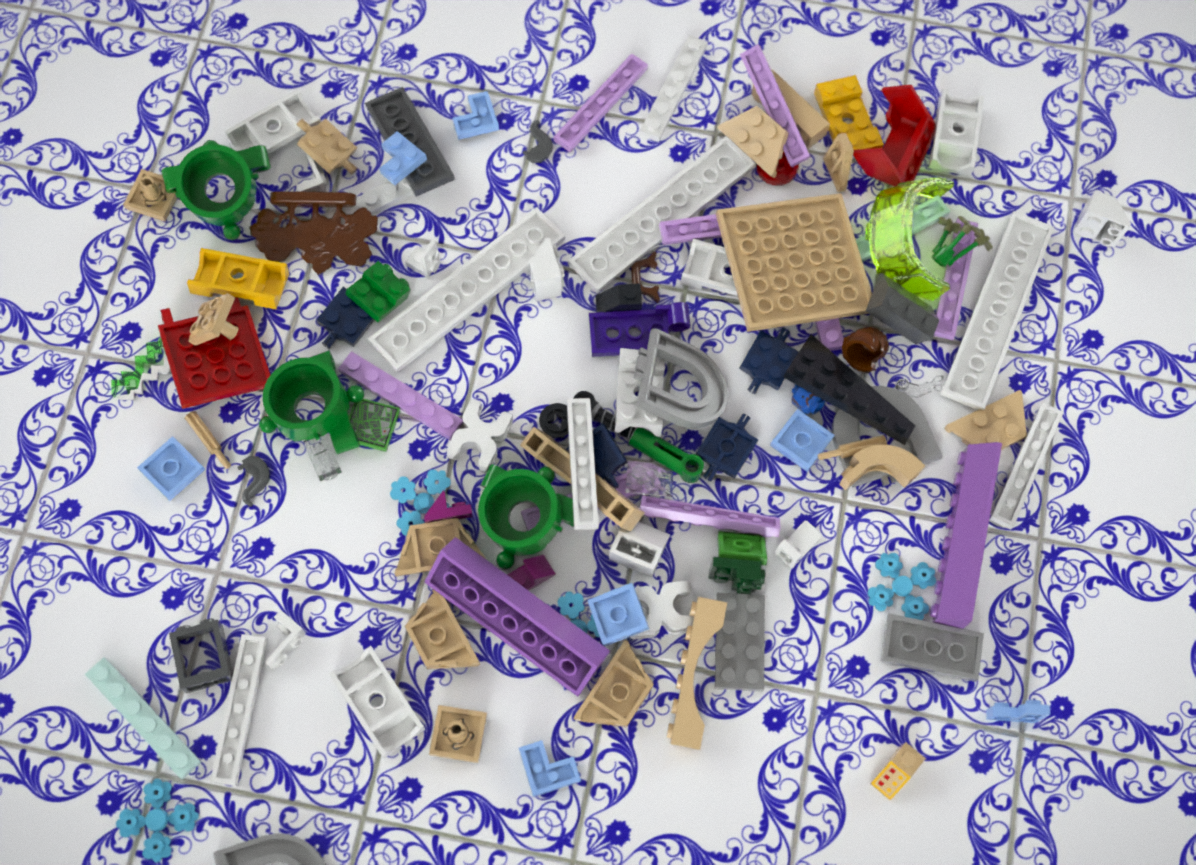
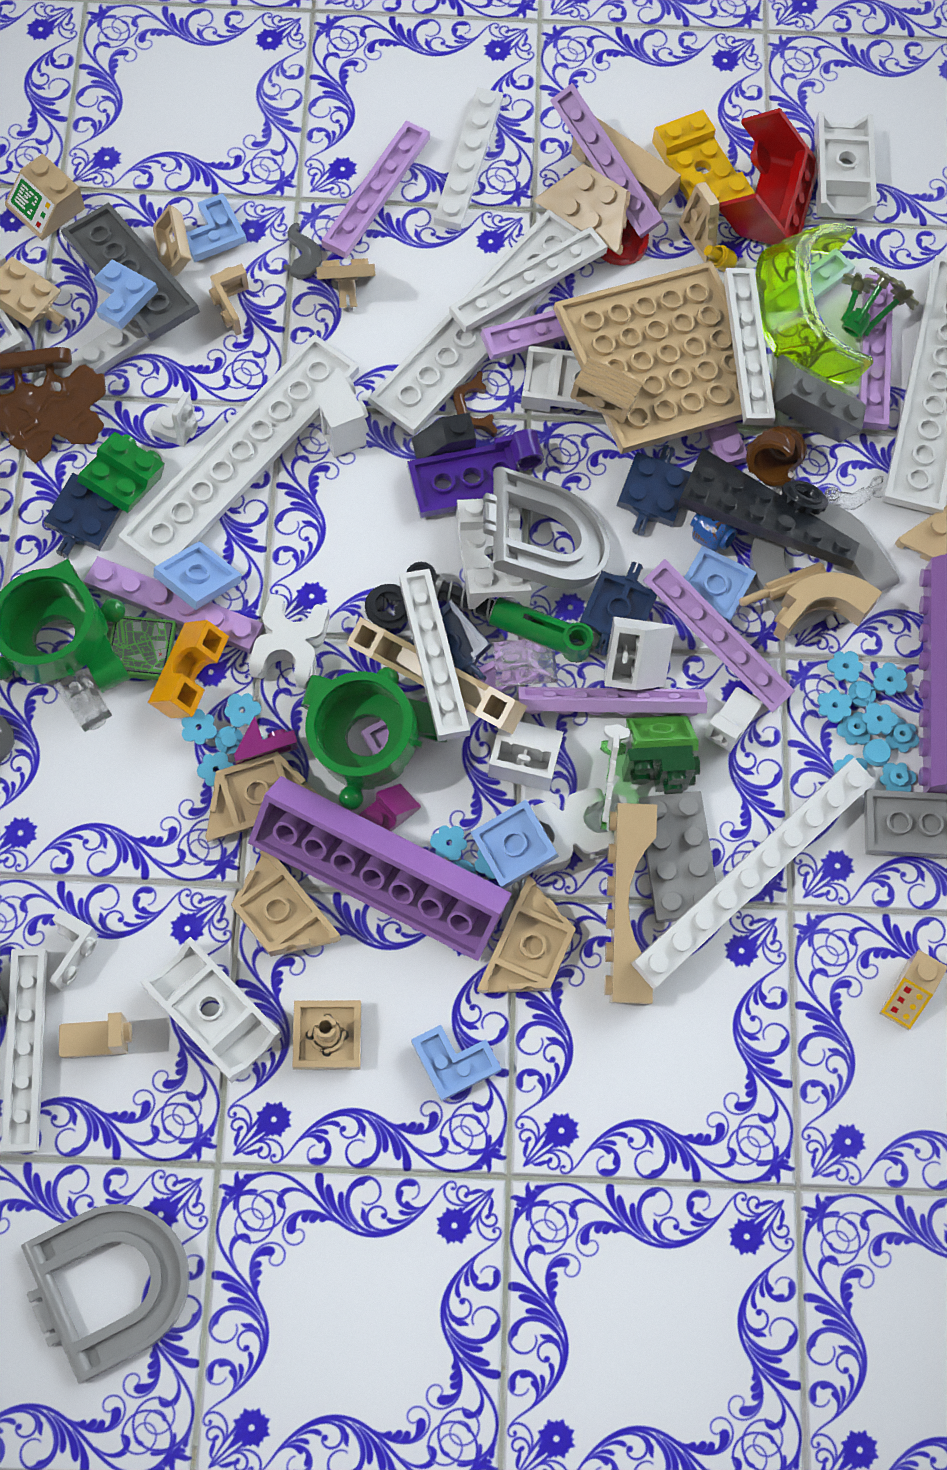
camera: 10 degrees left, 0 degrees up
(291, 709) = (95, 1037): none -> tan bracket
(356, 76) = (44, 197): none -> tan slope
(391, 460) = (195, 647): none -> light orange arch
(420, 376) = (197, 575): none -> light blue plate
(443, 122) = (172, 222): none -> tan piece
(477, 160) = (226, 284): none -> tan bracket
(566, 167) = (346, 277): none -> tan plate
(701, 188) = (527, 279): none -> white plate
(705, 552) = (613, 748): none -> white piece
(734, 485) = (638, 654): none -> white slope
(743, 282) = (606, 389): none -> tan brick
(791, 664) = (752, 873): none -> white plate
(798, 480) = (719, 635): none -> lavender plate
(850, 190) = (721, 257): none -> yellow cylinder
(857, 263) = (749, 346): none -> white plate
(873, 380) = (804, 497): none -> black gear
(899, 539) = (862, 693): none -> medium azure plant

